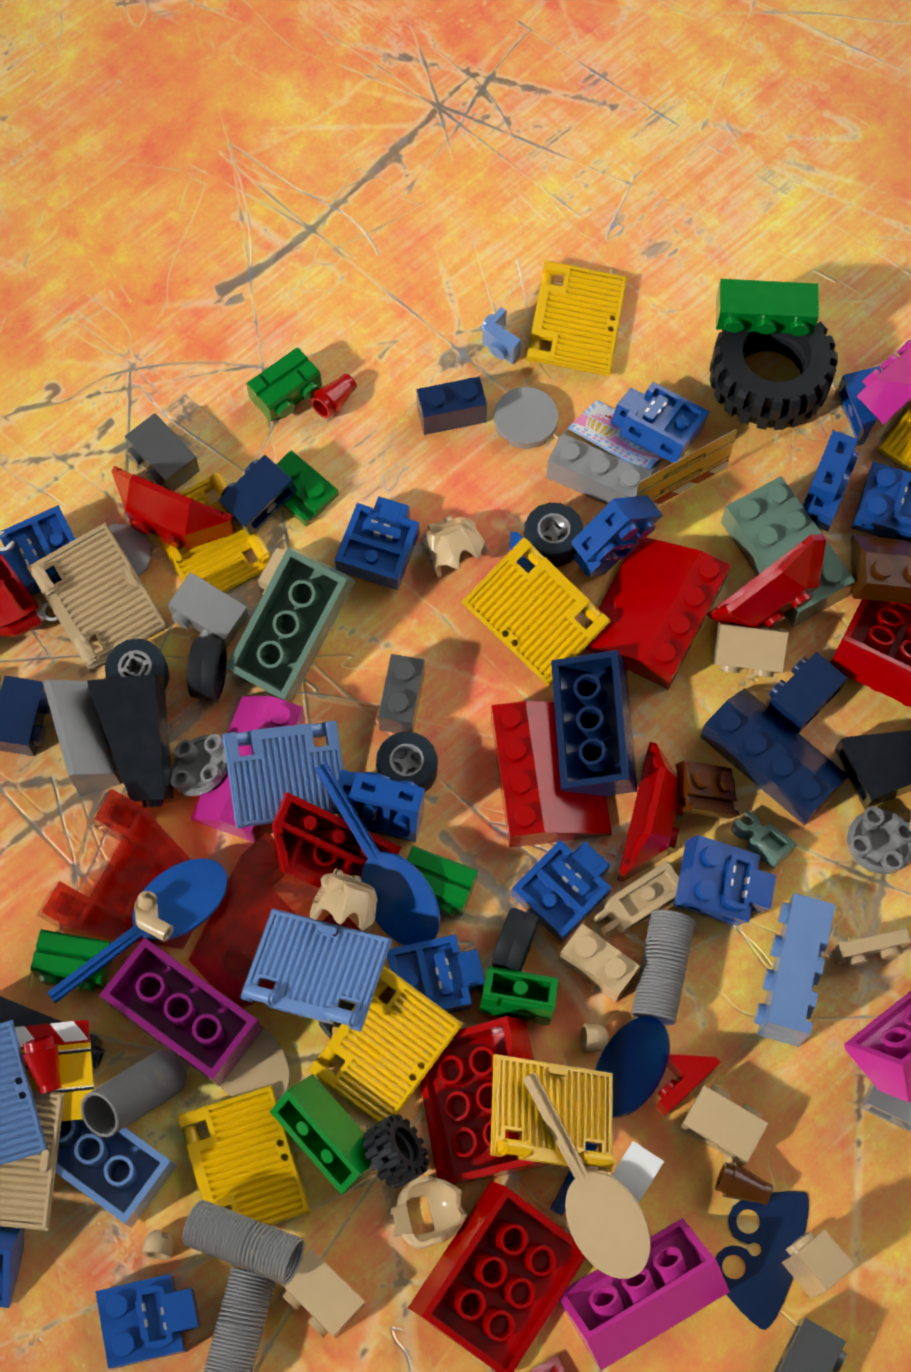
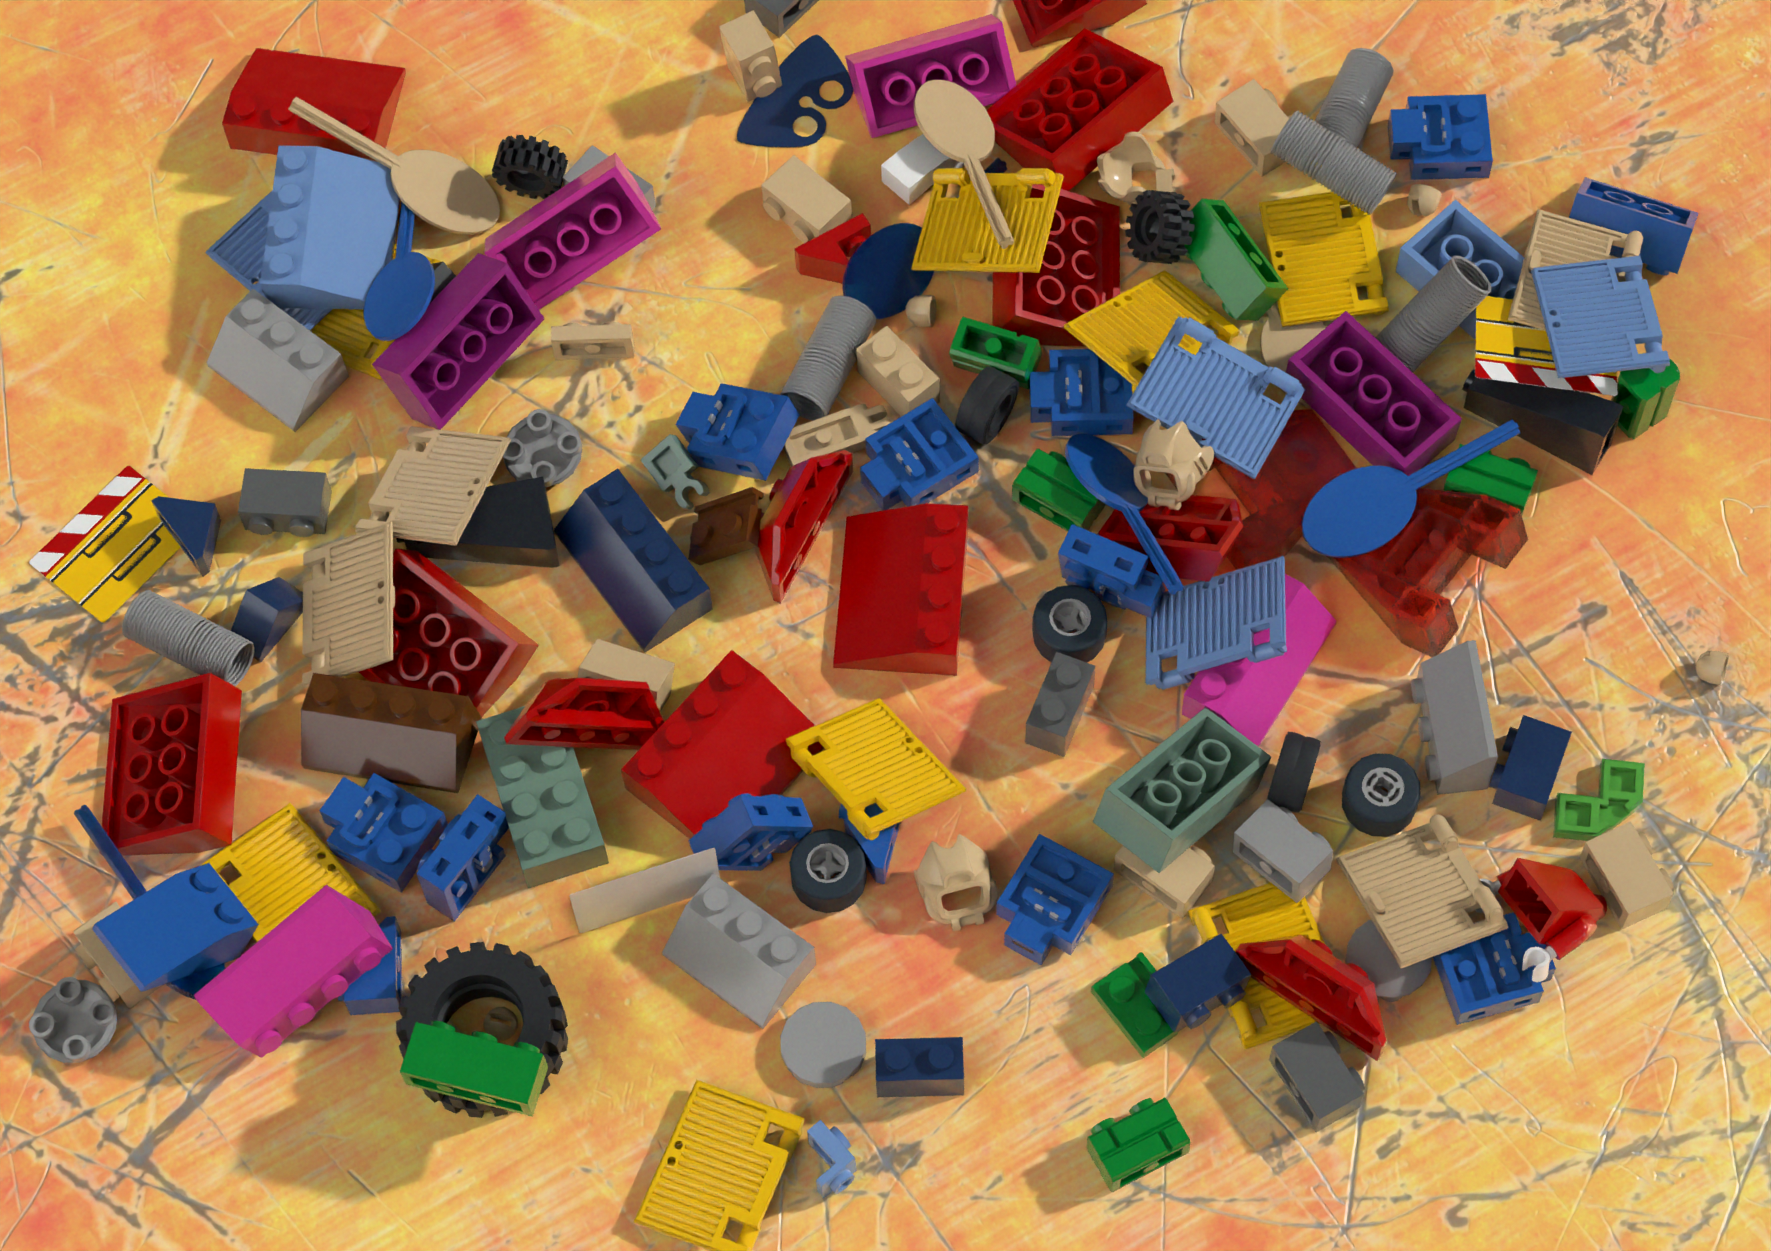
camera: 165 degrees left, 5 degrees down
(43, 1062) = (1528, 341): red cone -> none
(137, 732) = (1389, 706): black slope -> none
(147, 916) = (1399, 485): tan arm -> none
(199, 765) = (1316, 670): light grey dish -> none
(332, 397) = (1073, 1119): red cone -> none
(594, 724) = (838, 621): dark blue slope -> none
(596, 427) = (708, 984): sticker -> none
(659, 421) = (652, 985): blue piece -> none
(742, 1184) = (806, 147): reddish brown cone -> none
(795, 970) = (685, 326): medium blue wedge -> none
(806, 692) = (573, 621): dark blue brick -> none

